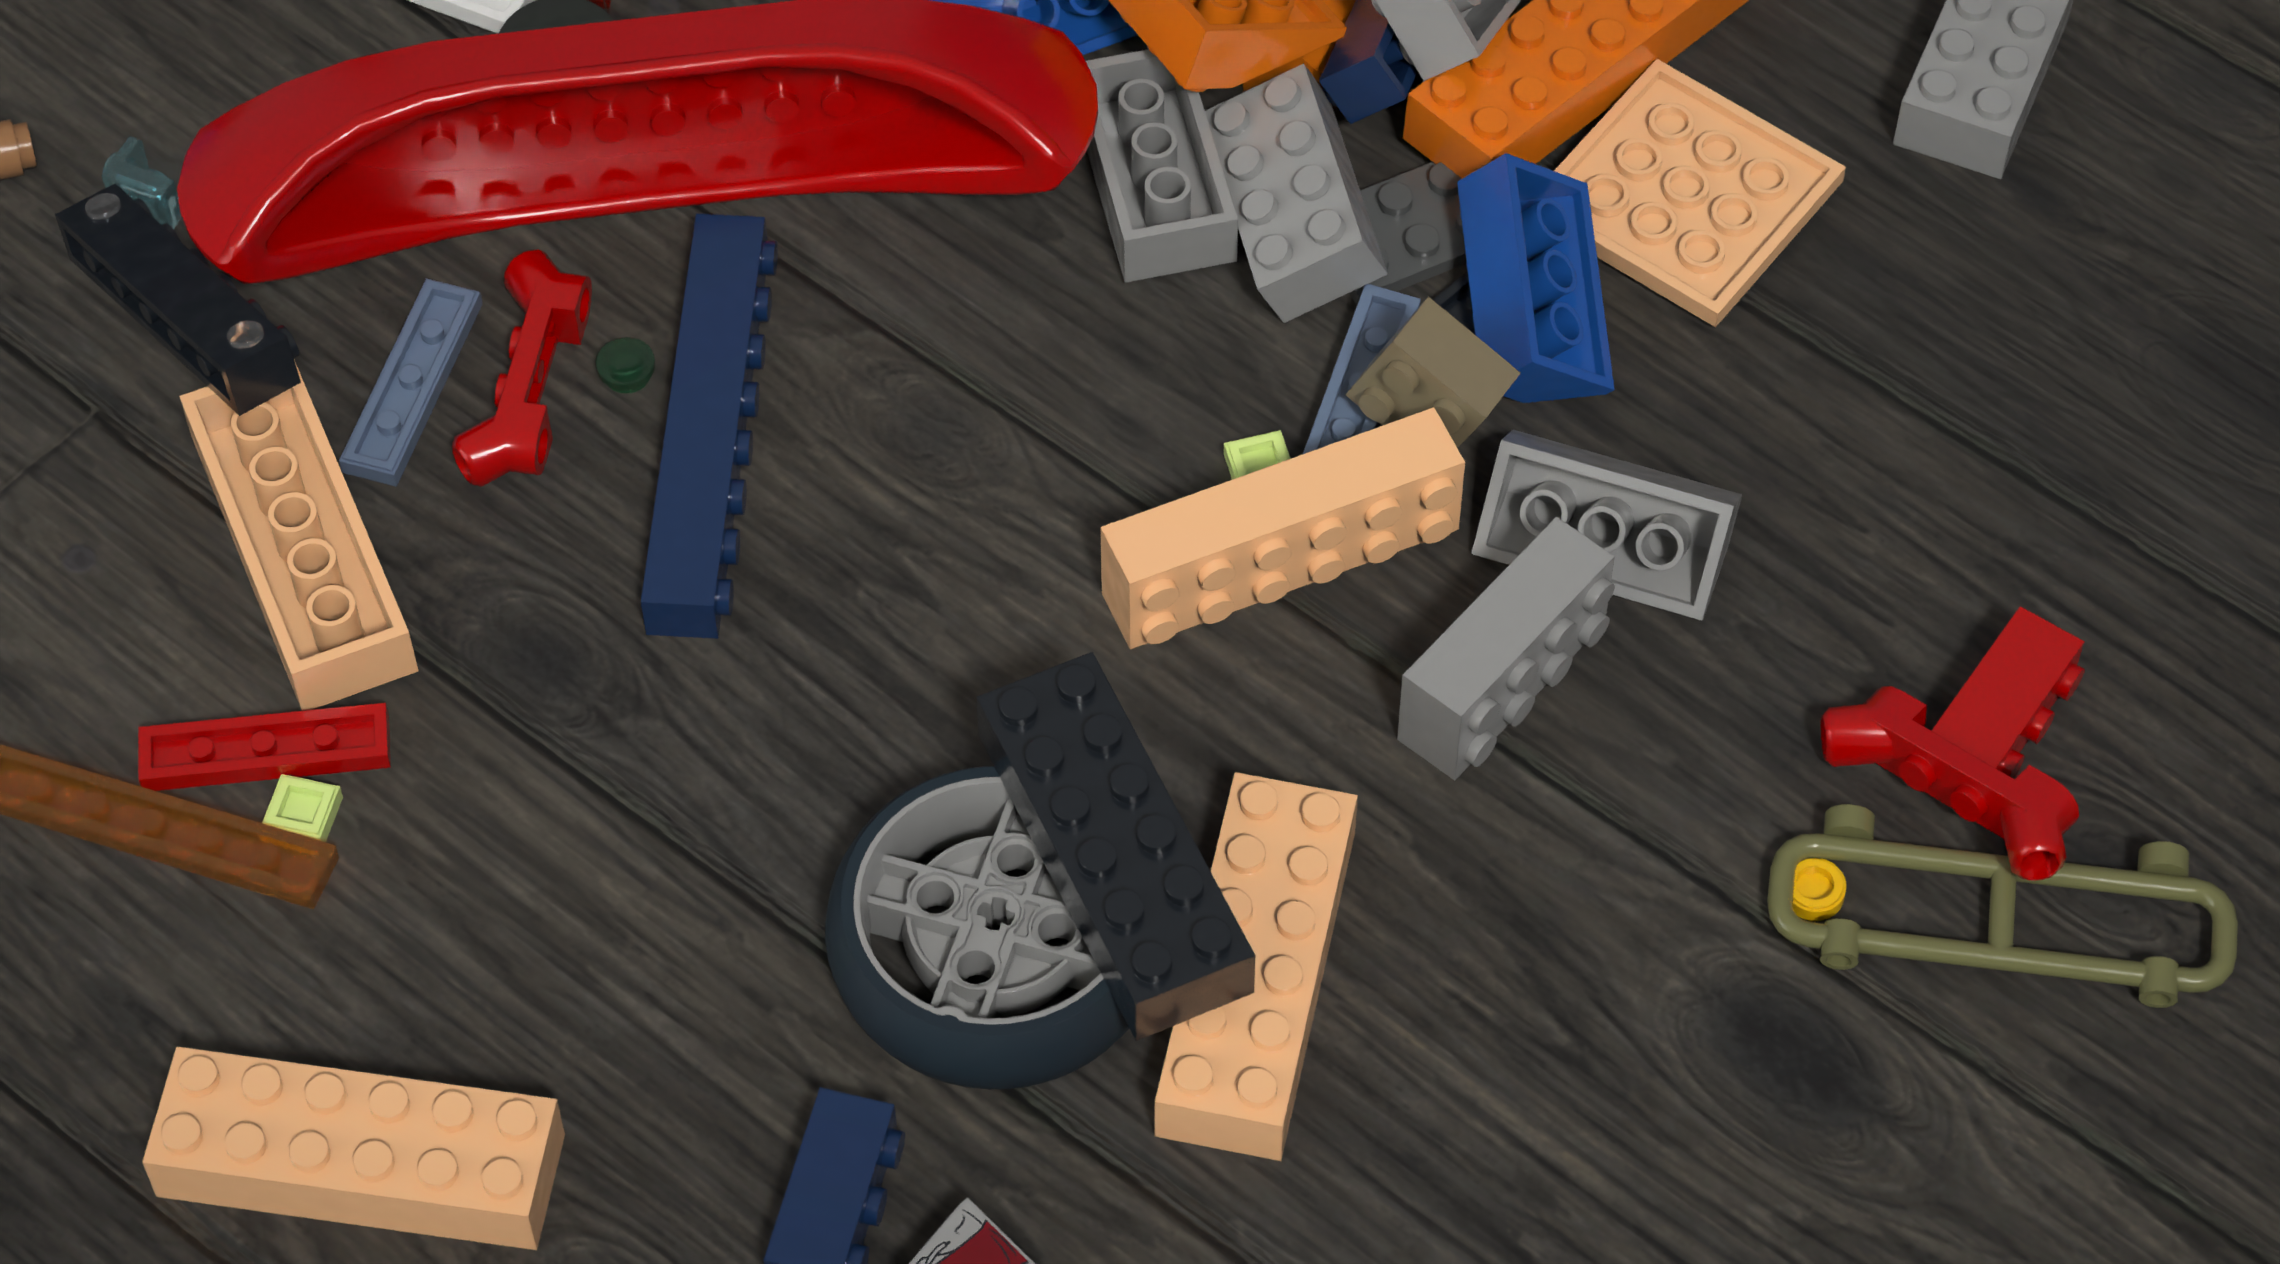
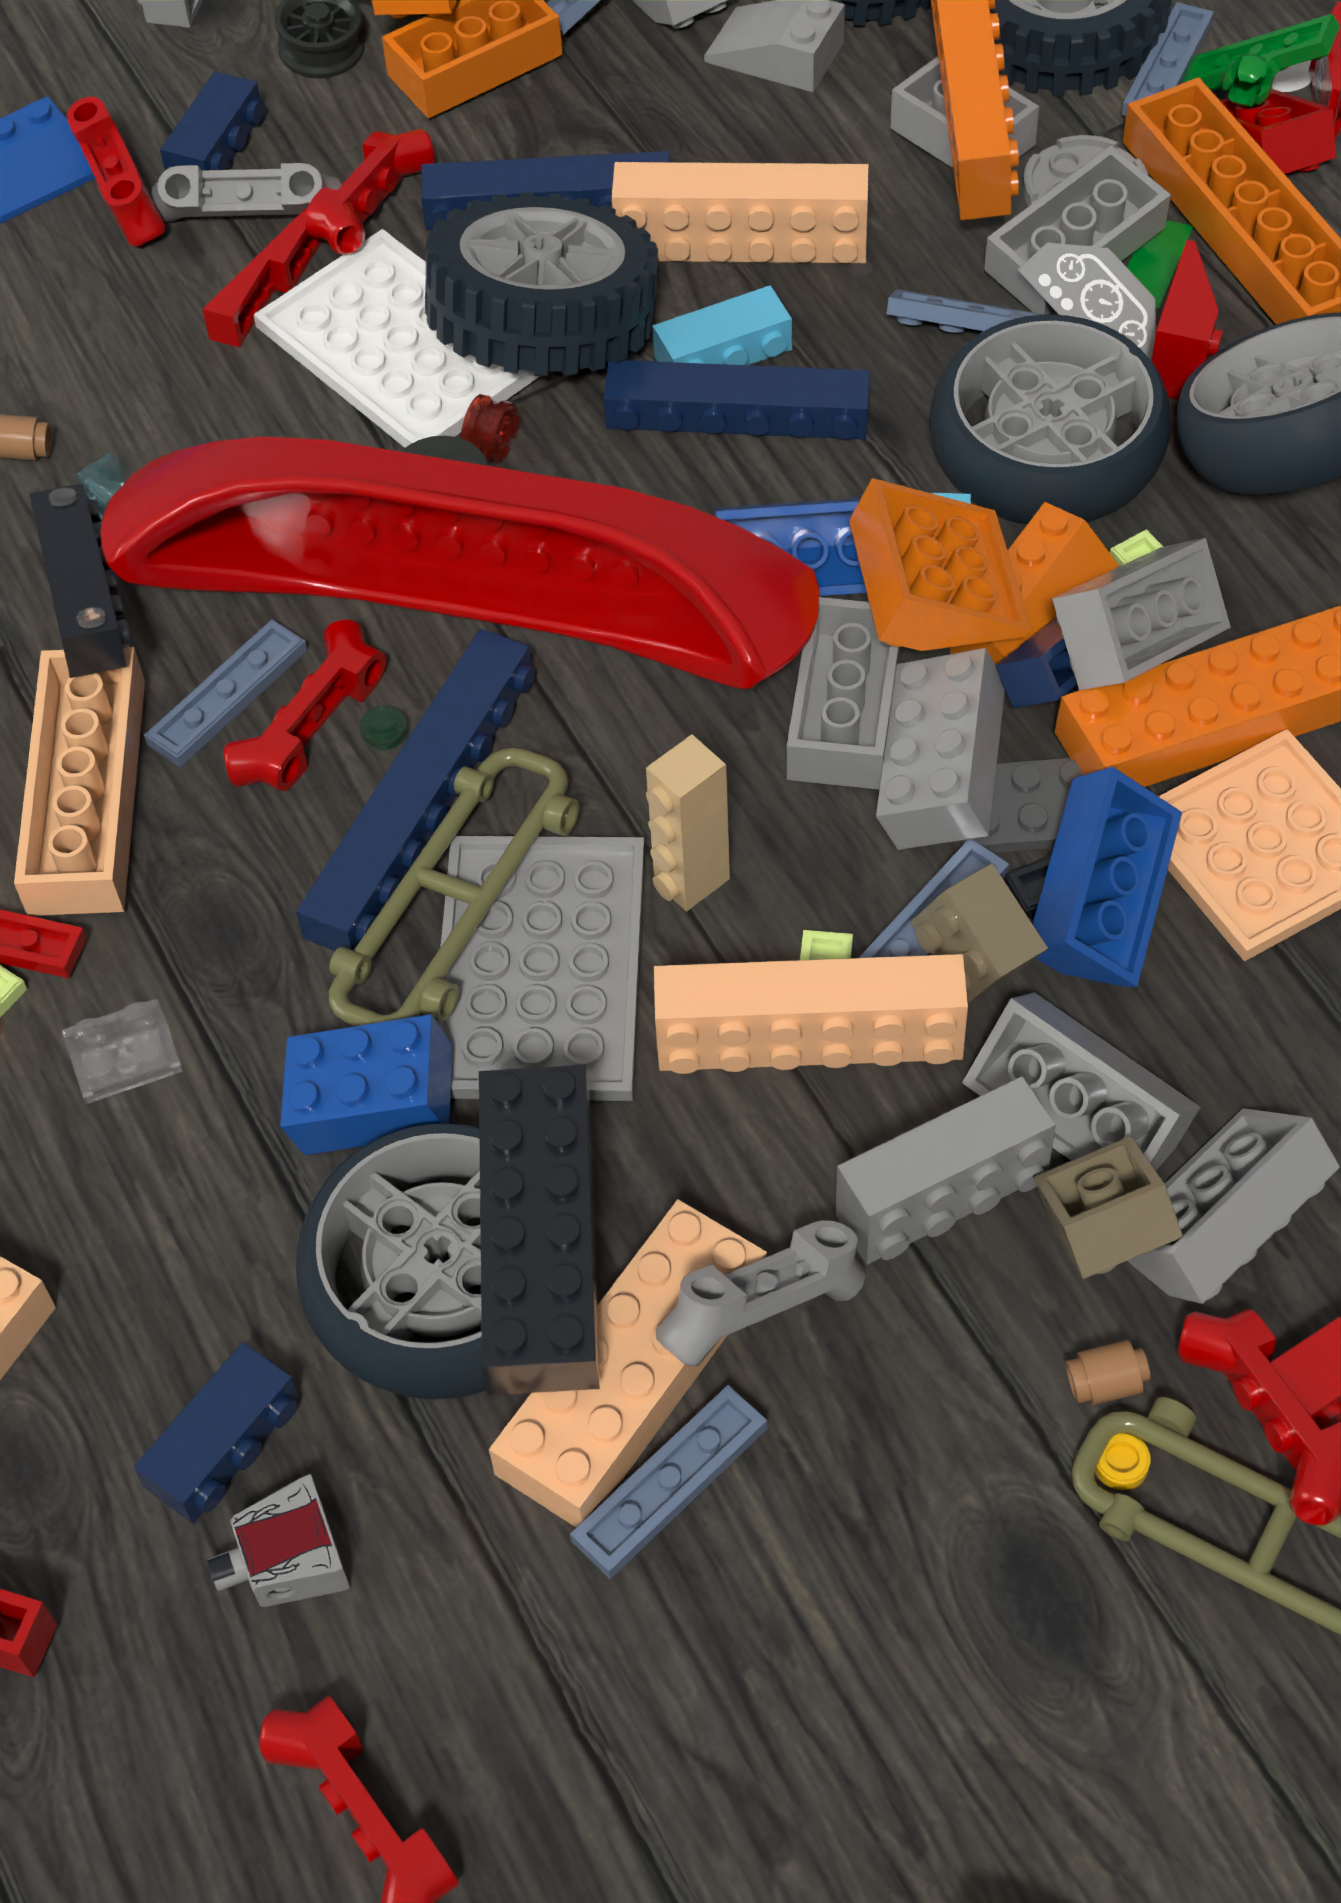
camera: 25 degrees right, 0 degrees up
(501, 826) = (121, 1050): none -> clear bracket
(818, 765) = (365, 1083): none -> blue brick
(844, 642) = (433, 993): none -> olive bar
(937, 569) = (550, 962): none -> light grey plate
(1061, 360) = (688, 822): none -> tan wedge
(1350, 856) = (721, 1304): none -> light grey plate
(1353, 1073) = (668, 1481): none -> sand blue plate
(1697, 628) = (1108, 1207): none -> dark tan brick
(1763, 803) = (1107, 1373): none -> medium nougat brick
(1808, 586) = (1235, 1198): none -> light grey slope

